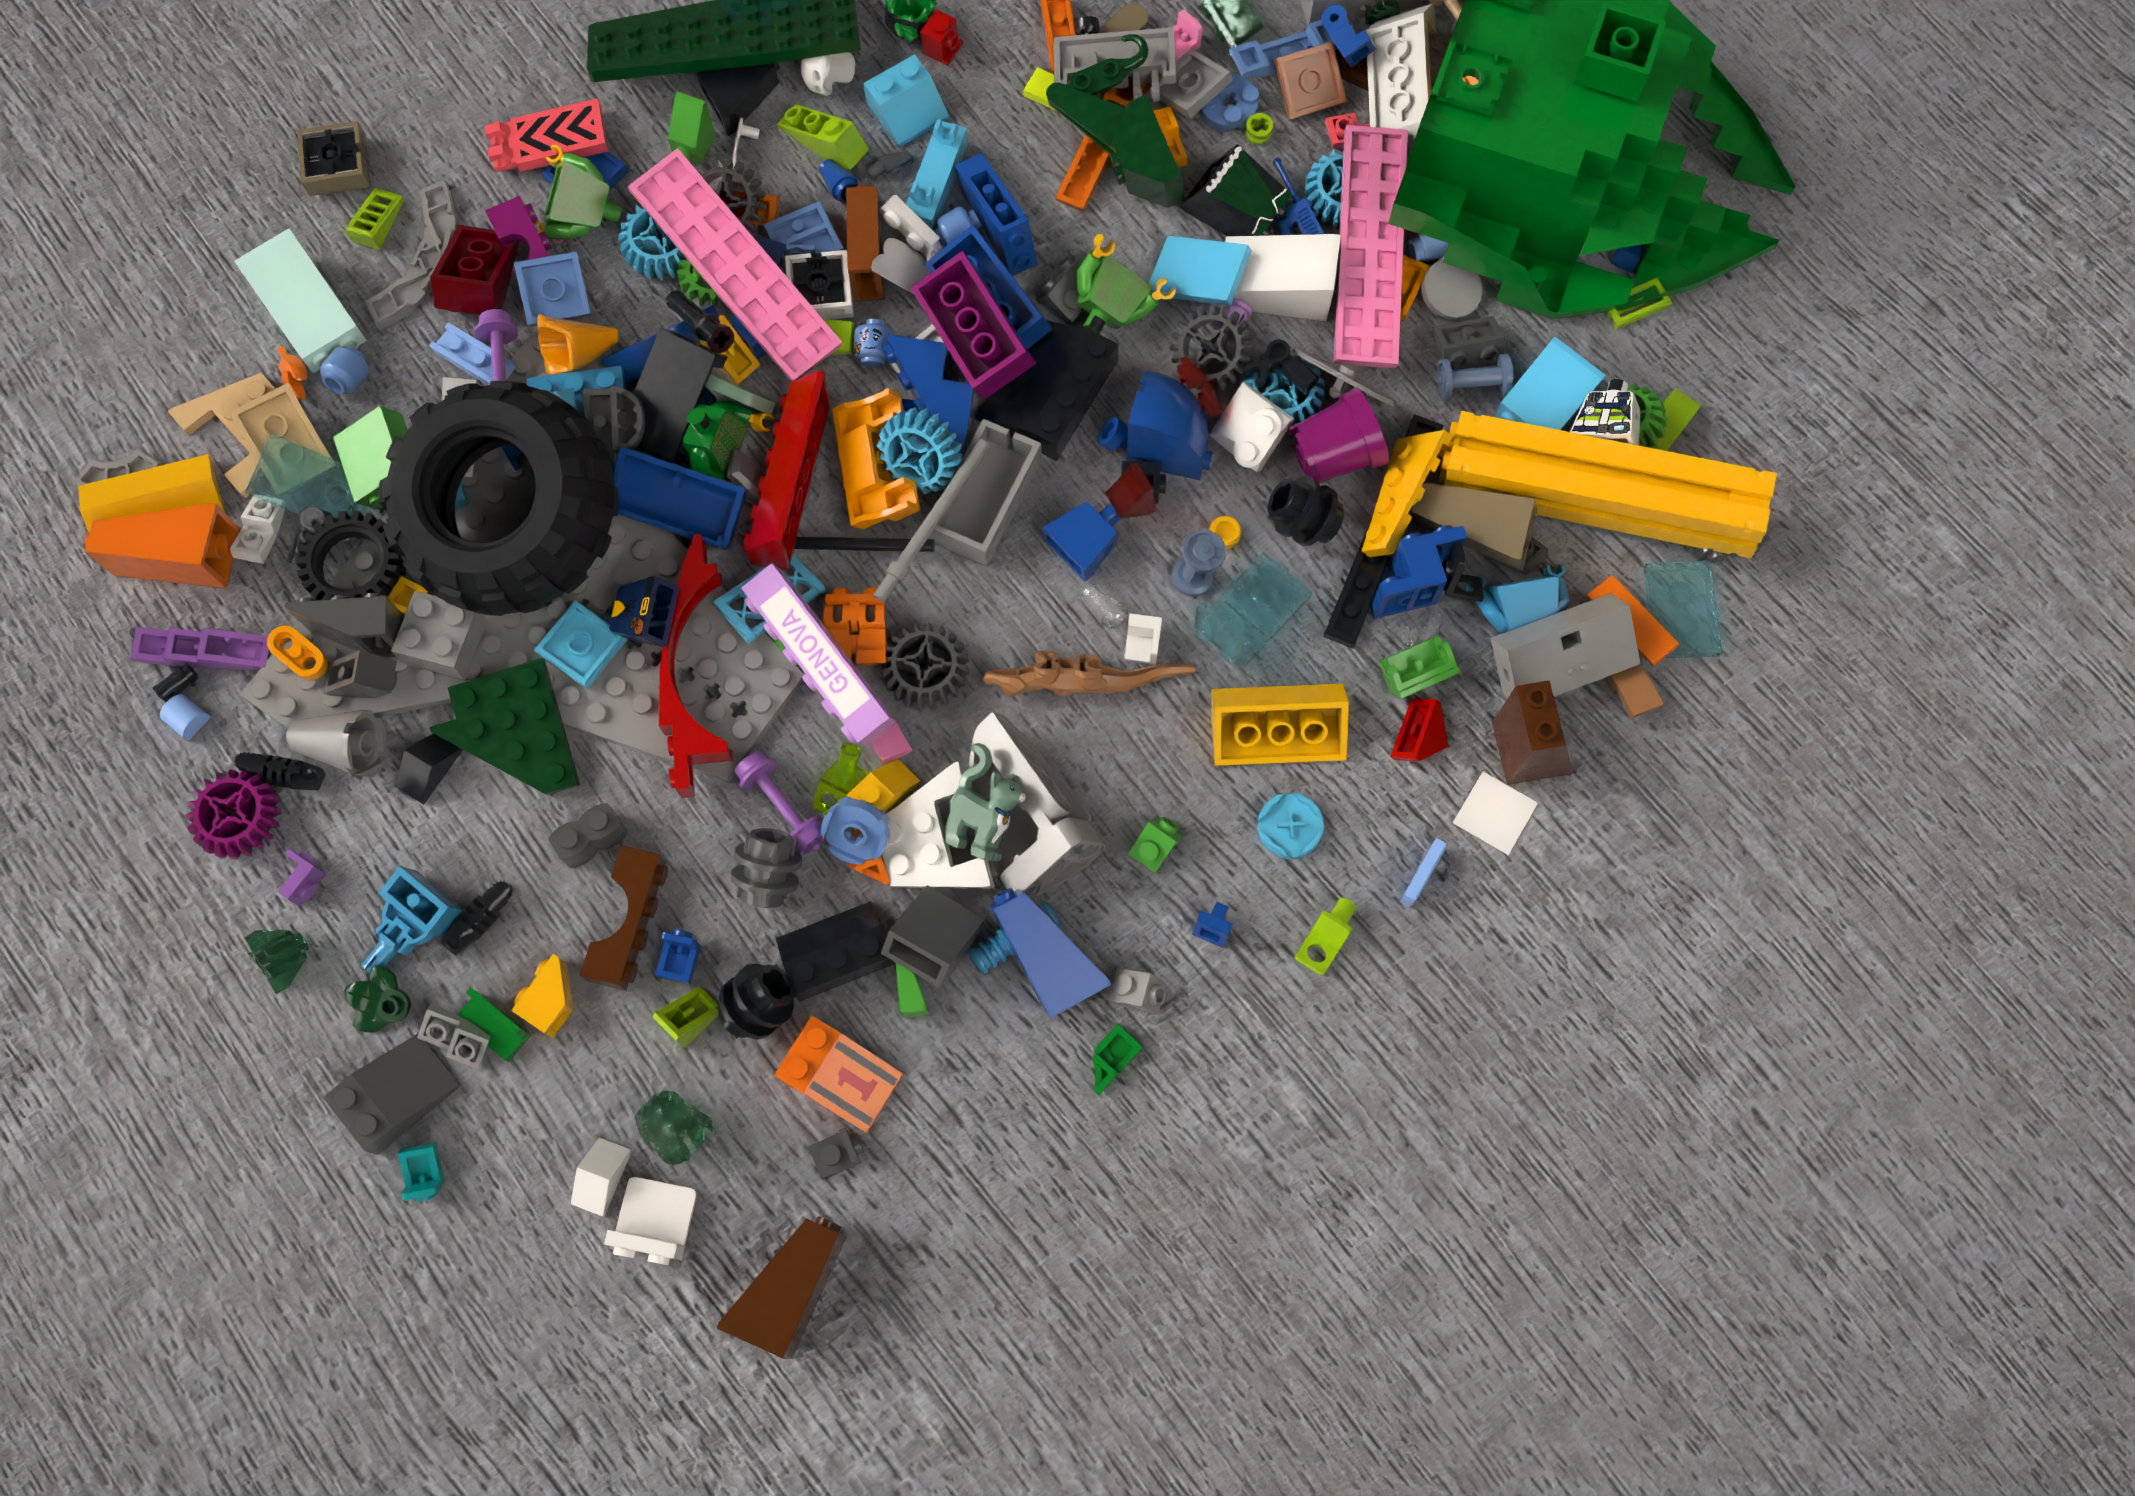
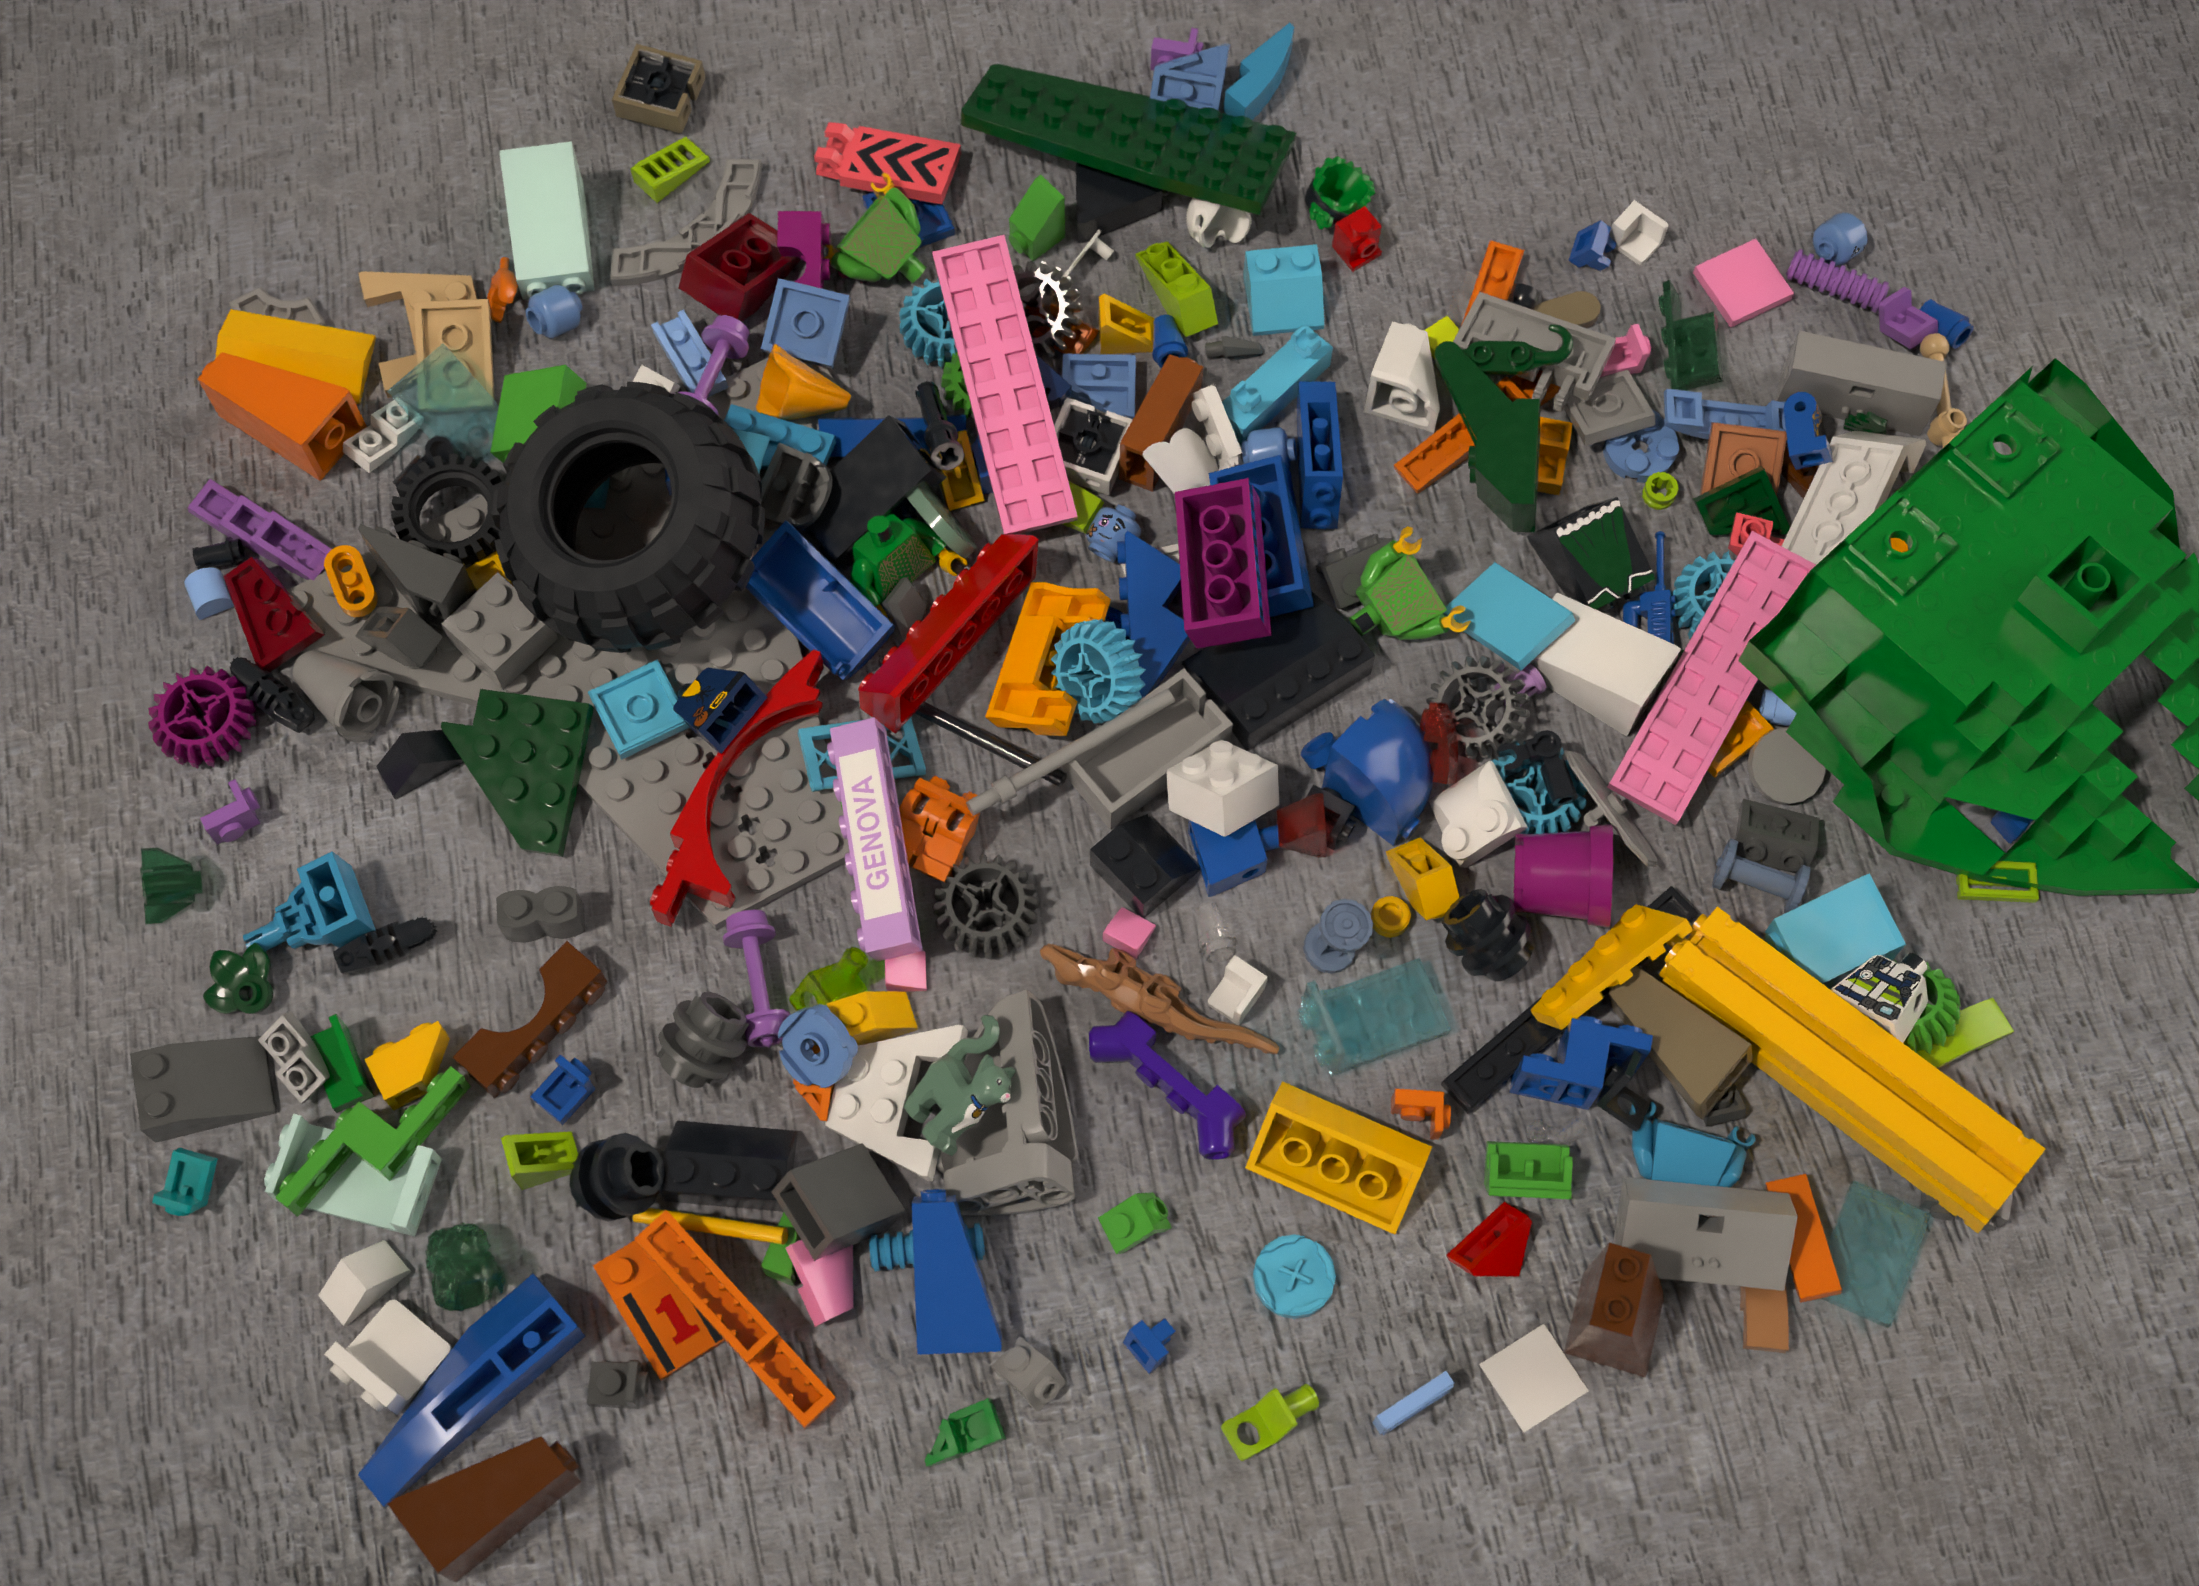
camera: 25 degrees right, 5 degrees down
(244, 710) = (269, 615): none -> dark red wing
(548, 1103) = (356, 1188): none -> light aqua panel
(550, 1068) = (372, 1140): none -> bright green bracket
(726, 1208) = (473, 1382): none -> blue wedge
(798, 184) = (1123, 328): none -> yellow slope
(848, 1000) = (719, 1226): none -> yellow bar
(902, 1060) = (736, 1319): none -> orange slope
(954, 1000) = (825, 1282): none -> bright pink slope
(1024, 581) = (1142, 864): none -> black slope
(1032, 129) = (1404, 379): none -> white slope
(1040, 635) = (1128, 932): none -> bright pink slope
(1058, 494) = (1223, 787): none -> white brick
(1085, 714) = (1132, 1042): none -> dark purple plate
(1236, 491) = (1424, 878): none -> yellow slope
(1316, 658) = (1417, 1104): none -> orange bracket
(1324, 102) = (1747, 495): none -> dark green wing

